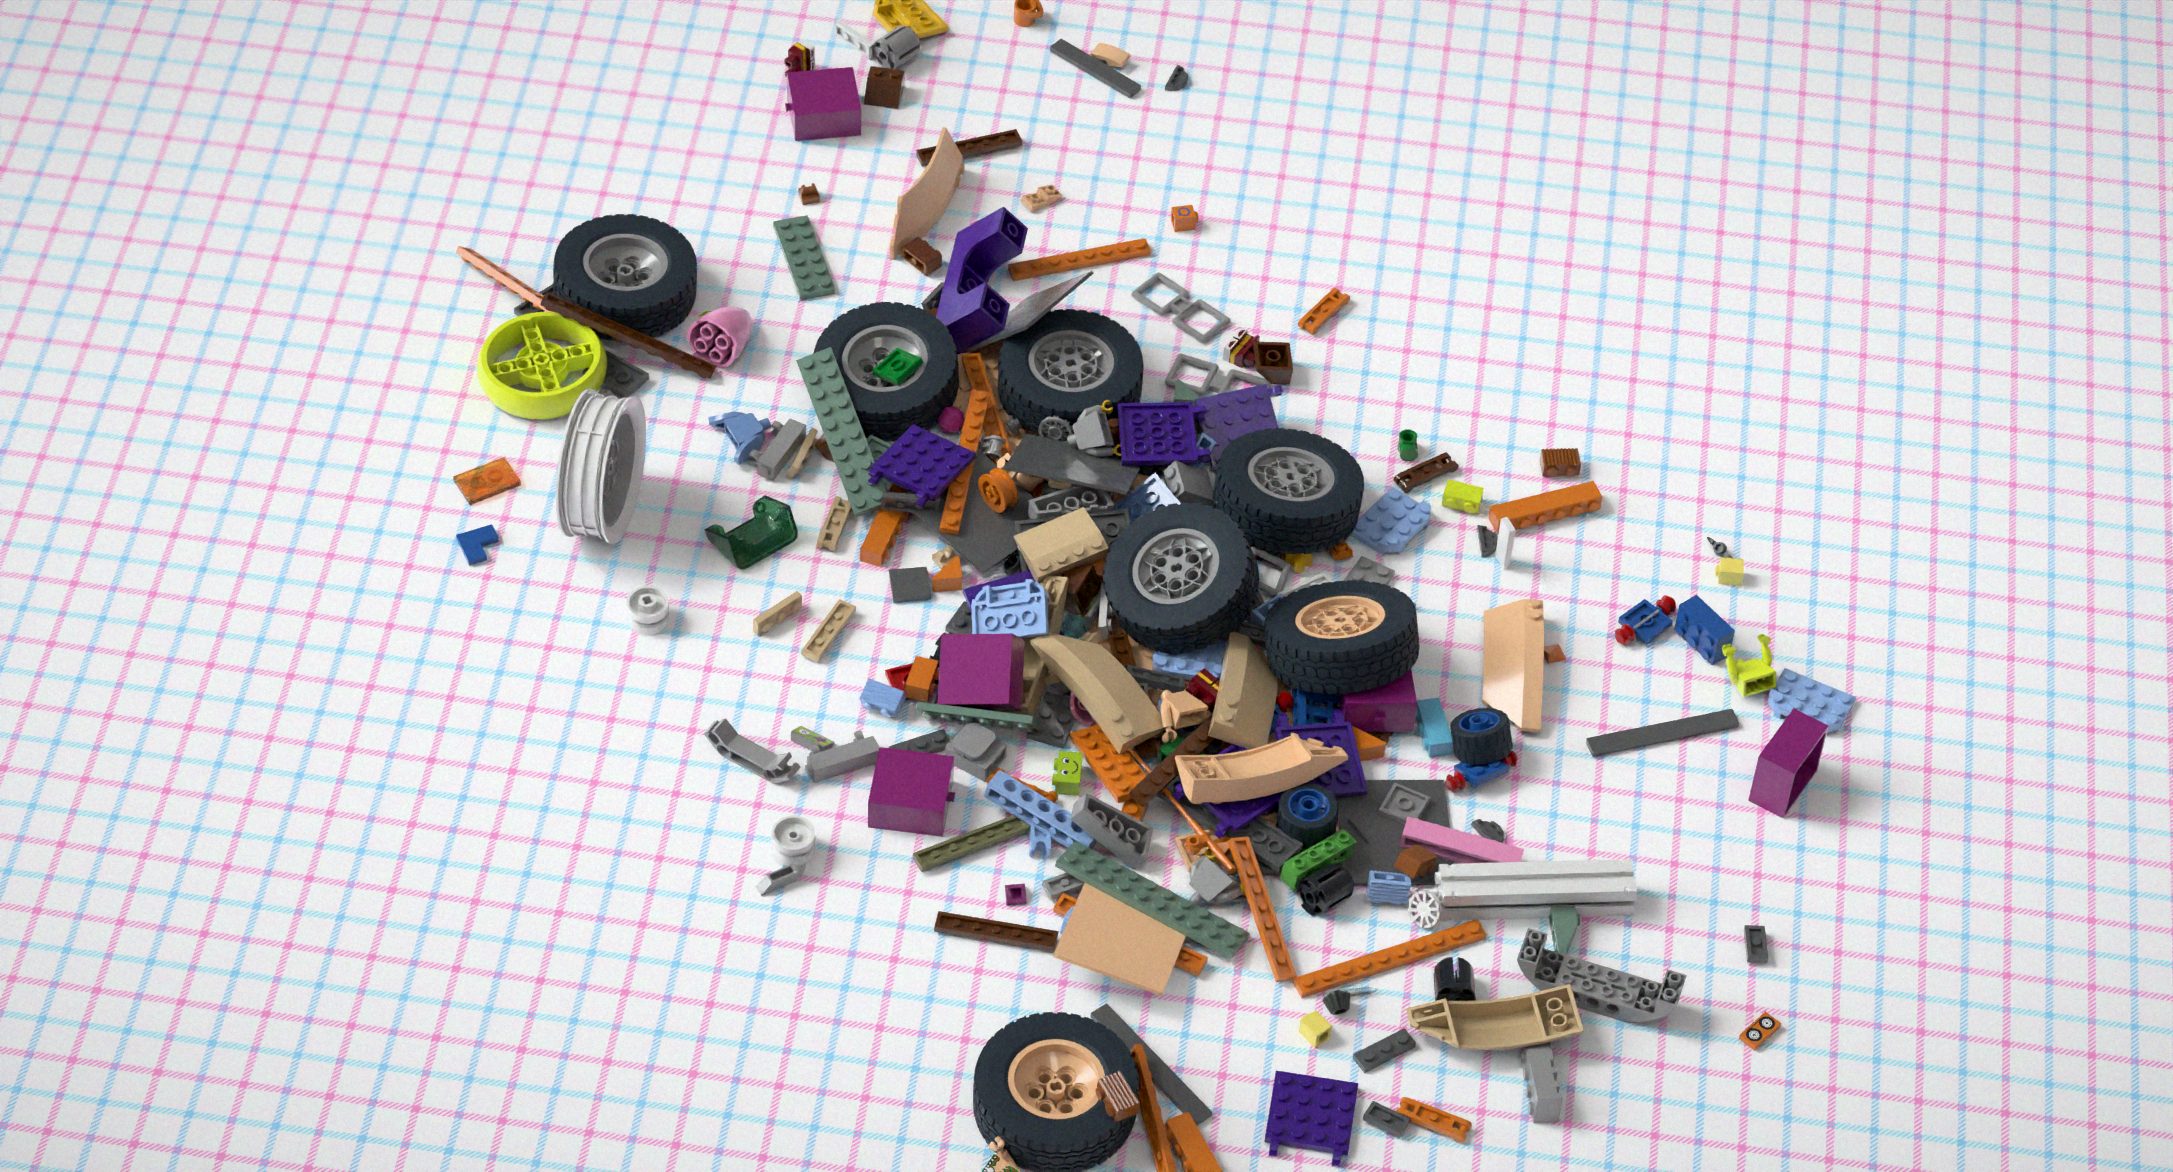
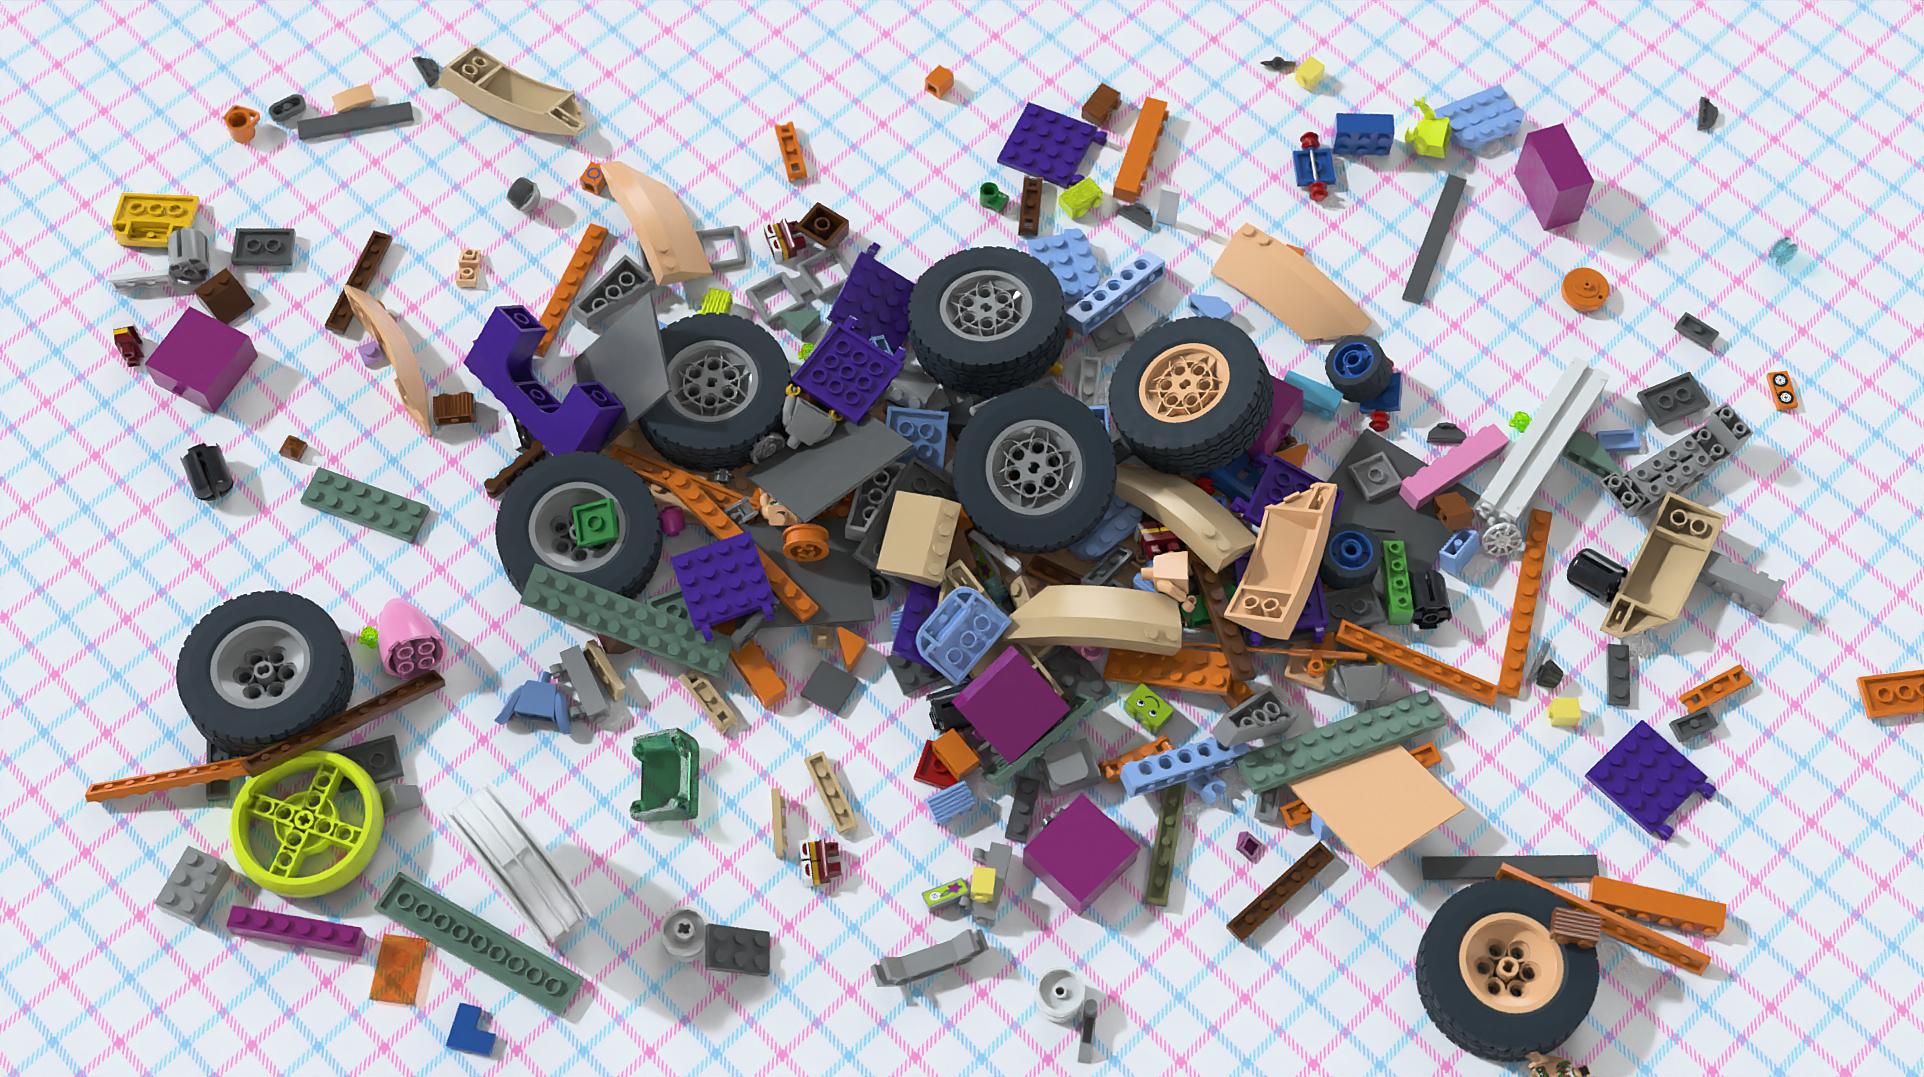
camera: 50 degrees left, 15 degrees up
(447, 340) = (193, 886): none -> light grey brick
(464, 410) = (296, 930): none -> magenta brick
(538, 486) = (479, 944): none -> sand green plate
(660, 643) = (737, 950): none -> dark grey plate
(745, 159) = (194, 463): none -> black cylinder
(768, 651) = (815, 861): none -> dark red hips
(833, 744) = (983, 884): none -> light yellow brick
(945, 83) = (263, 246): none -> dark grey plate
(1066, 27) = (286, 108): none -> dark grey plate
(1107, 283) = (612, 292): none -> light grey wedge
(1127, 188) = (523, 195): none -> light grey helmet
(1151, 344) = (716, 301): none -> neon yellow brick
(1178, 271) = (659, 224): none -> light nougat slope
(1203, 129) = (511, 95): none -> tan slope
(1397, 559) = (1115, 293): none -> light blue brick
(1446, 628) = (1209, 306): none -> light blue slope
(1476, 358) = (939, 81): none -> orange brick
(1492, 453) = (1049, 145): none -> dark purple plate
(1598, 945) = (1619, 440): none -> light blue tile
(1668, 954) = (1673, 399): none -> dark grey plate
(1716, 850) = (1585, 289): none -> orange wheel
(1893, 961) = (1783, 251): none -> clear light blue wheel
(1979, 849) = (1706, 114): none -> dark grey tile

